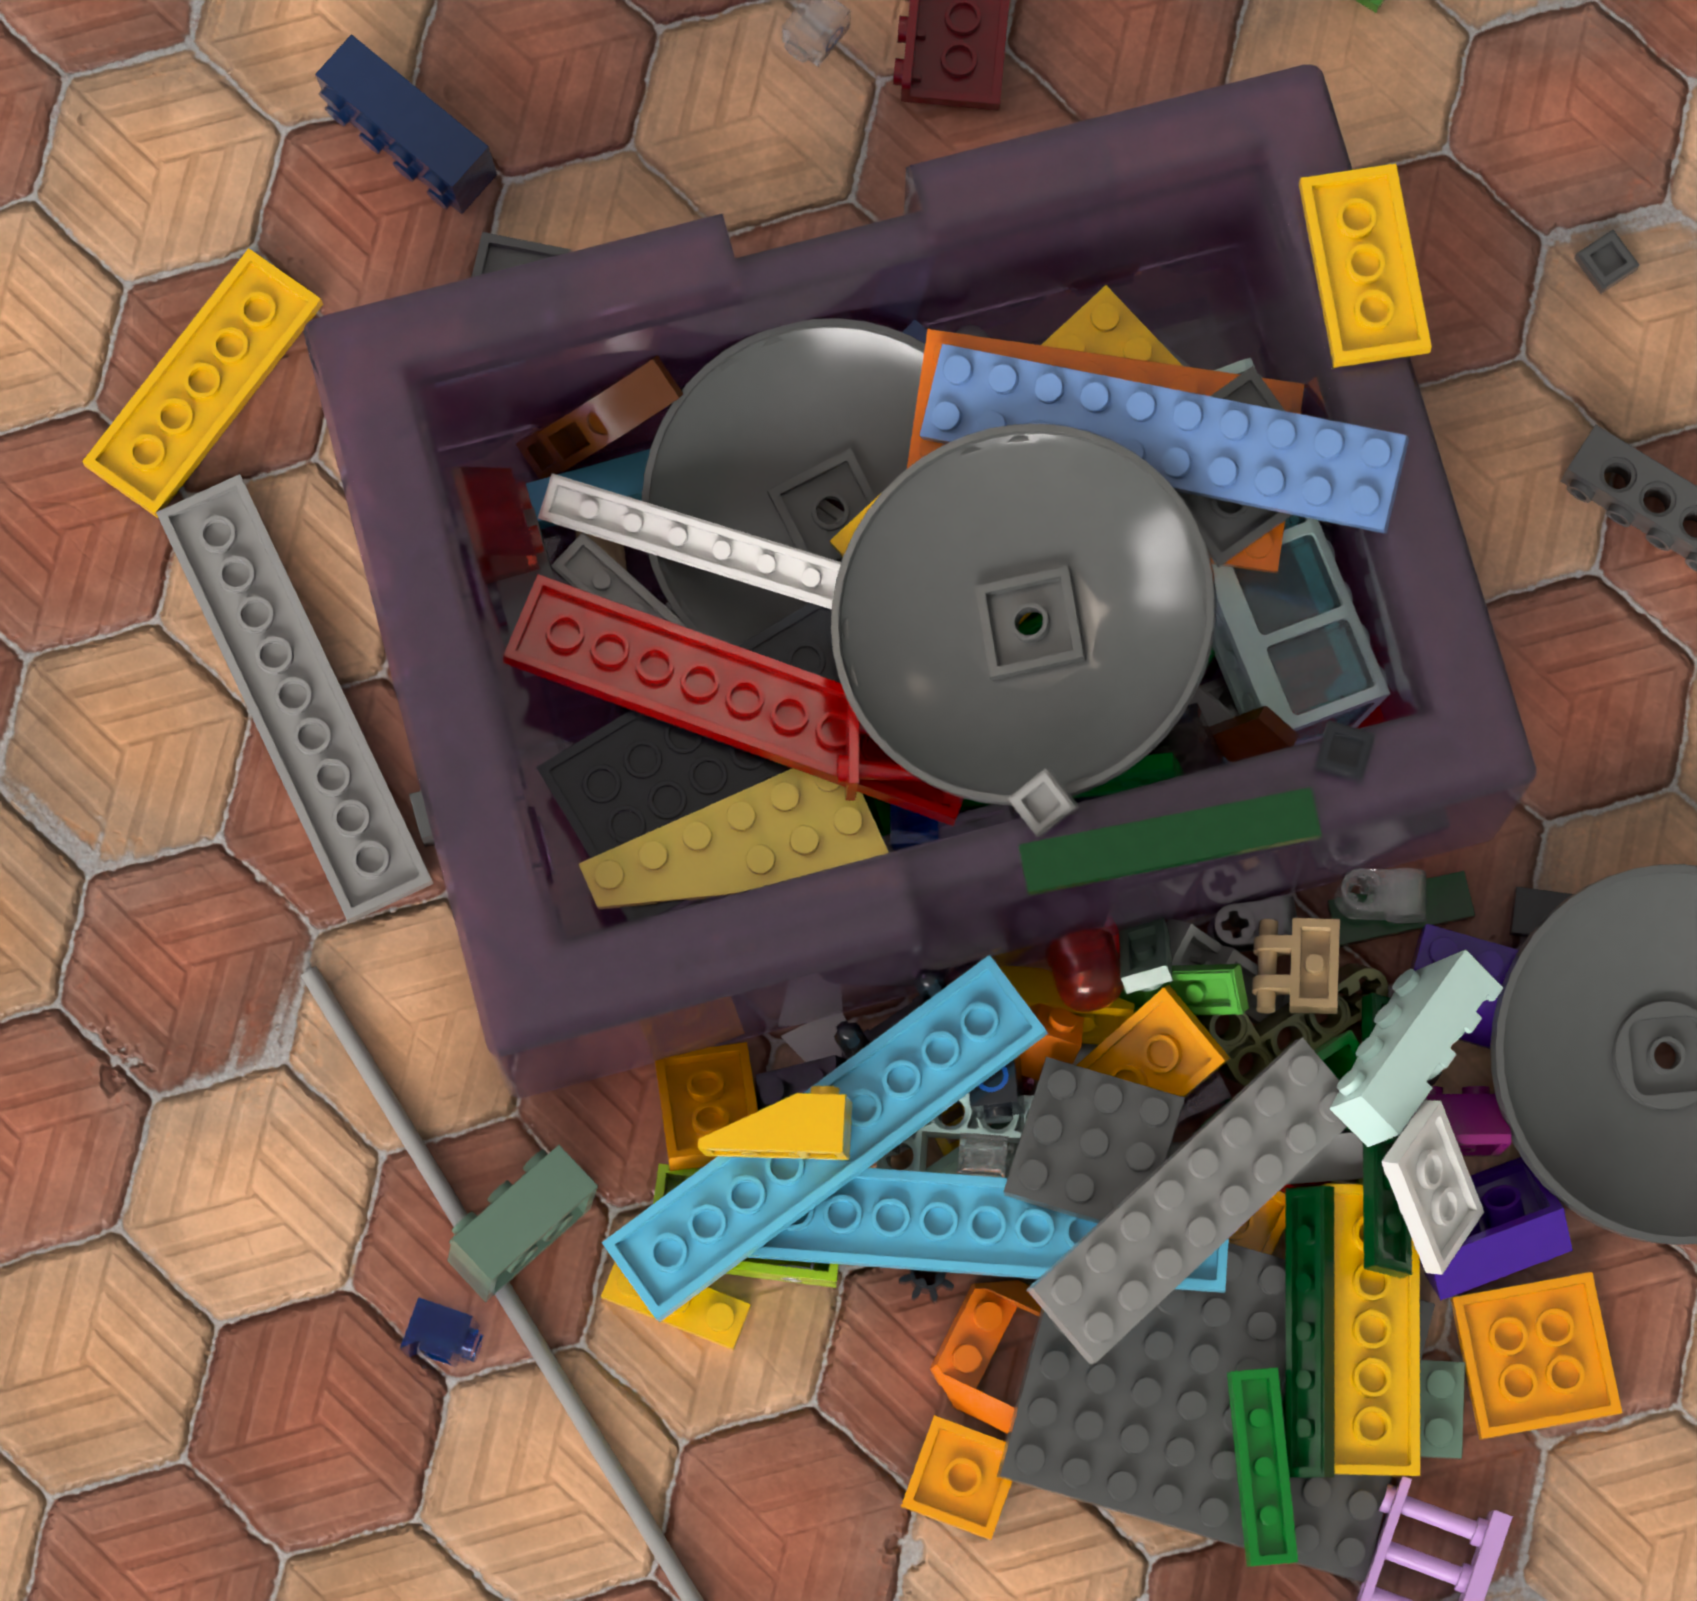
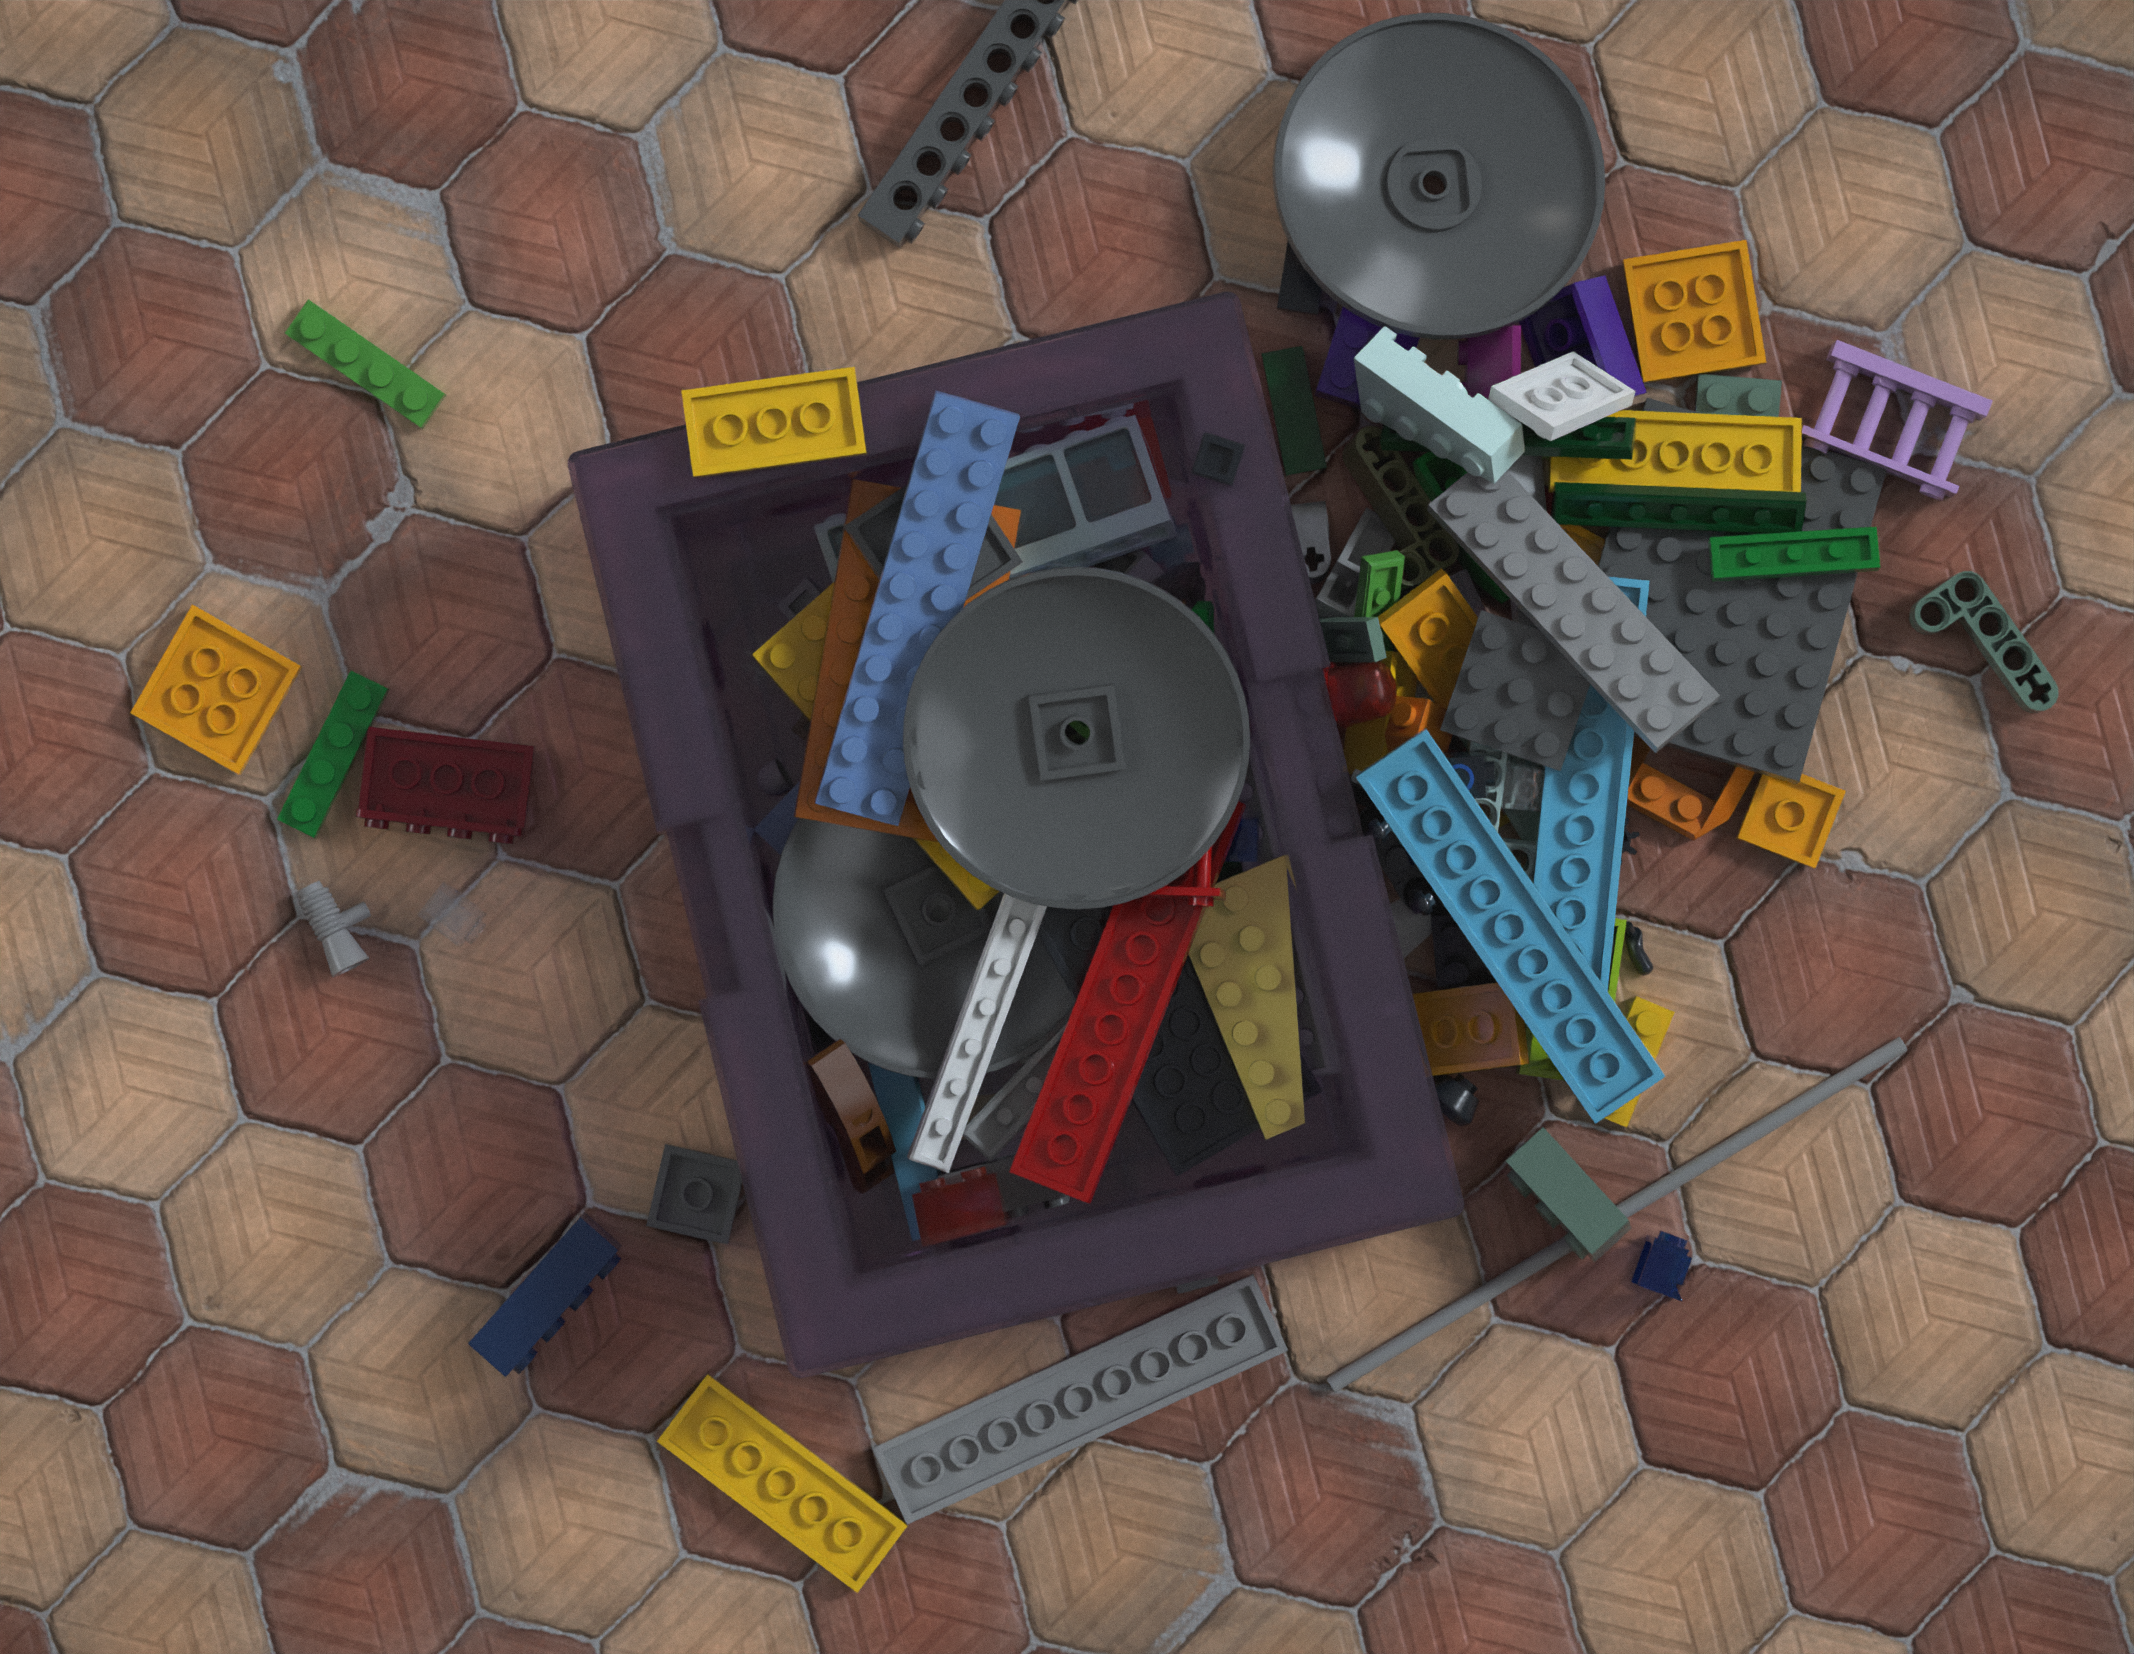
camera: 85 degrees left, 10 degrees up
(630, 1098) = (1457, 1098): none -> black cone
(794, 1128) = (1506, 944): yellow slope -> none
(804, 1304) = (1635, 949): none -> black piece
(1043, 802) = (1253, 725): light grey tile -> none
(1169, 841) = (1295, 615): dark green tile -> none
(1253, 734) = (1170, 537): reddish brown tile -> none
(1313, 966) = (1358, 492): tan plate -> none
(1392, 895) = (1288, 419): clear piece -> none
(1606, 261) = (694, 195): dark grey tile -> none

